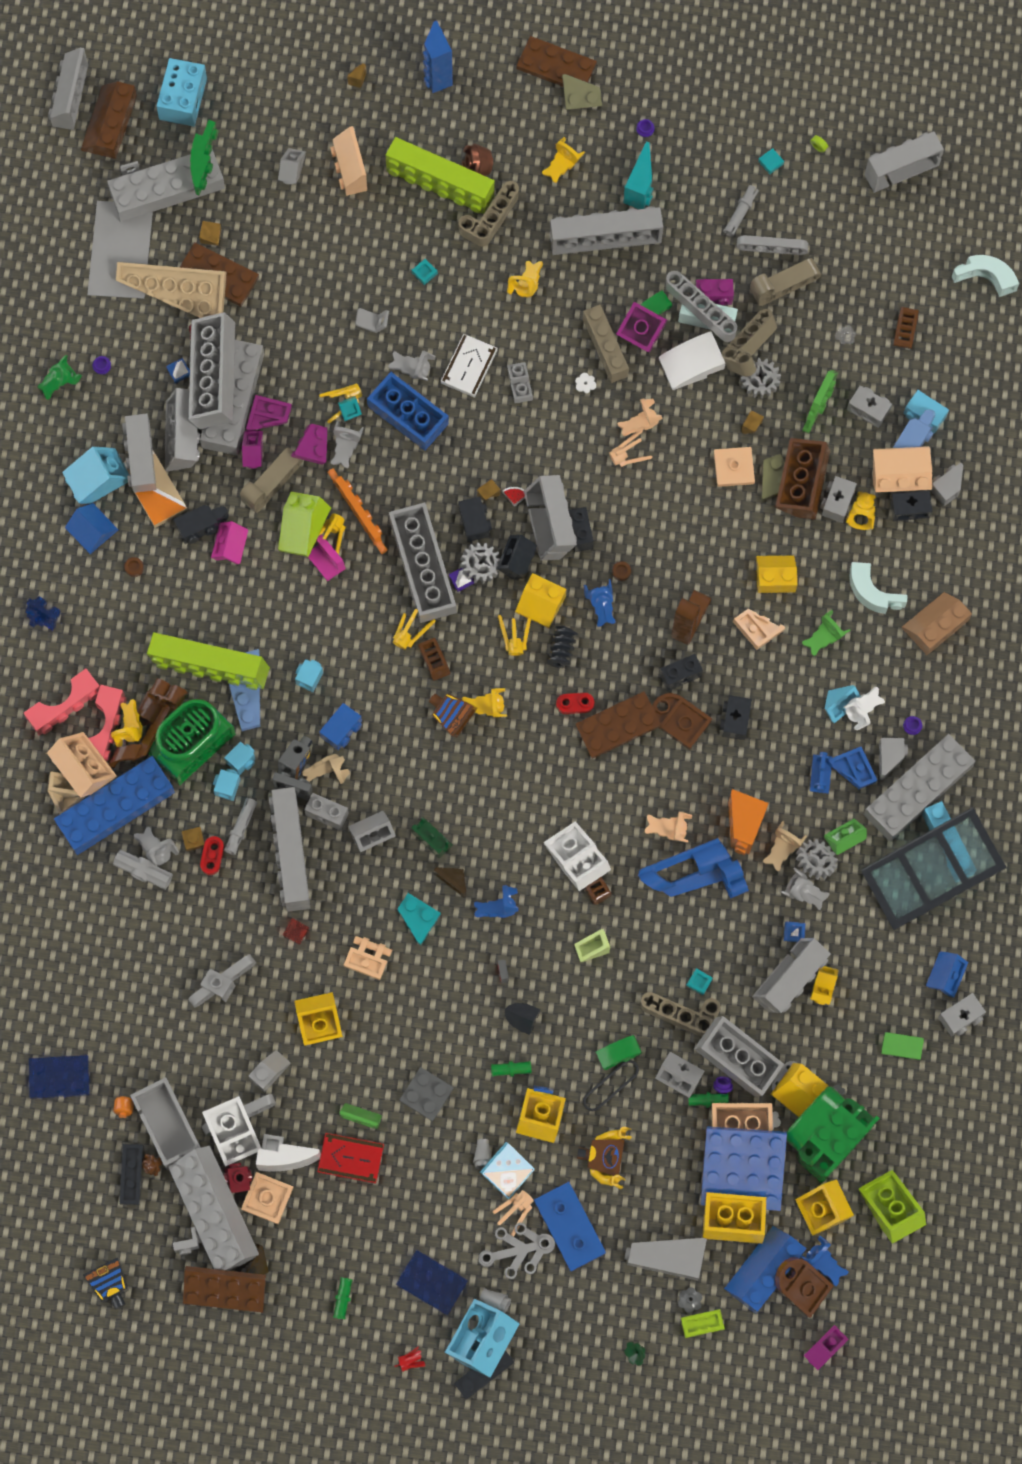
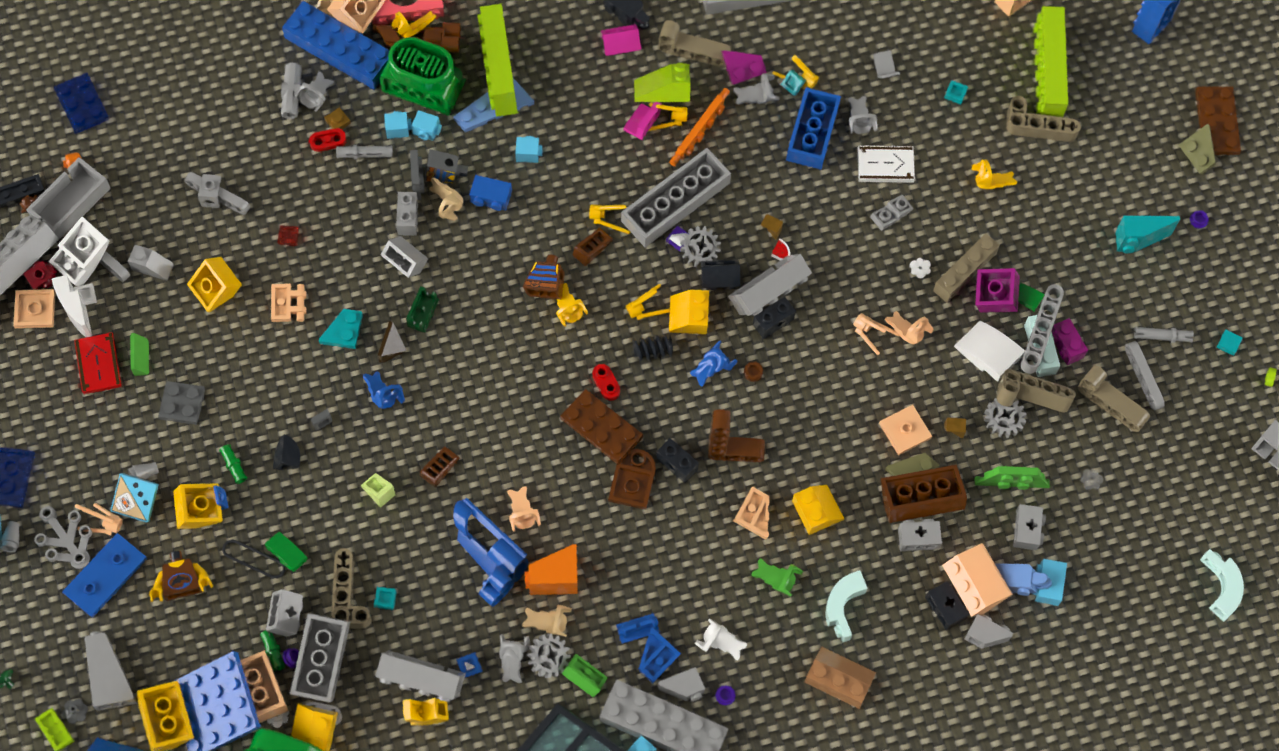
camera: 65 degrees right, 5 degrees down
(252, 449) = (715, 20): magenta slope -> none
(268, 413) = (755, 20): magenta wing -> none
(290, 846) = (356, 196): light grey brick -> none
(474, 519) = (740, 225): black brick -> none
(478, 159) = (1083, 89): copper cone -> none
(564, 160) = (1126, 163): yellow hair -> none
(577, 856) = (458, 441): white slope -> none
(606, 230) = (1076, 222): light grey brick -> none
(736, 728) = (650, 535): black brick -> none
(838, 699) = (718, 613): medium azure slope -> none
(862, 506) = (920, 561): yellow hair -> none
(909, 316) = (1145, 532): reddish brown slope -> none

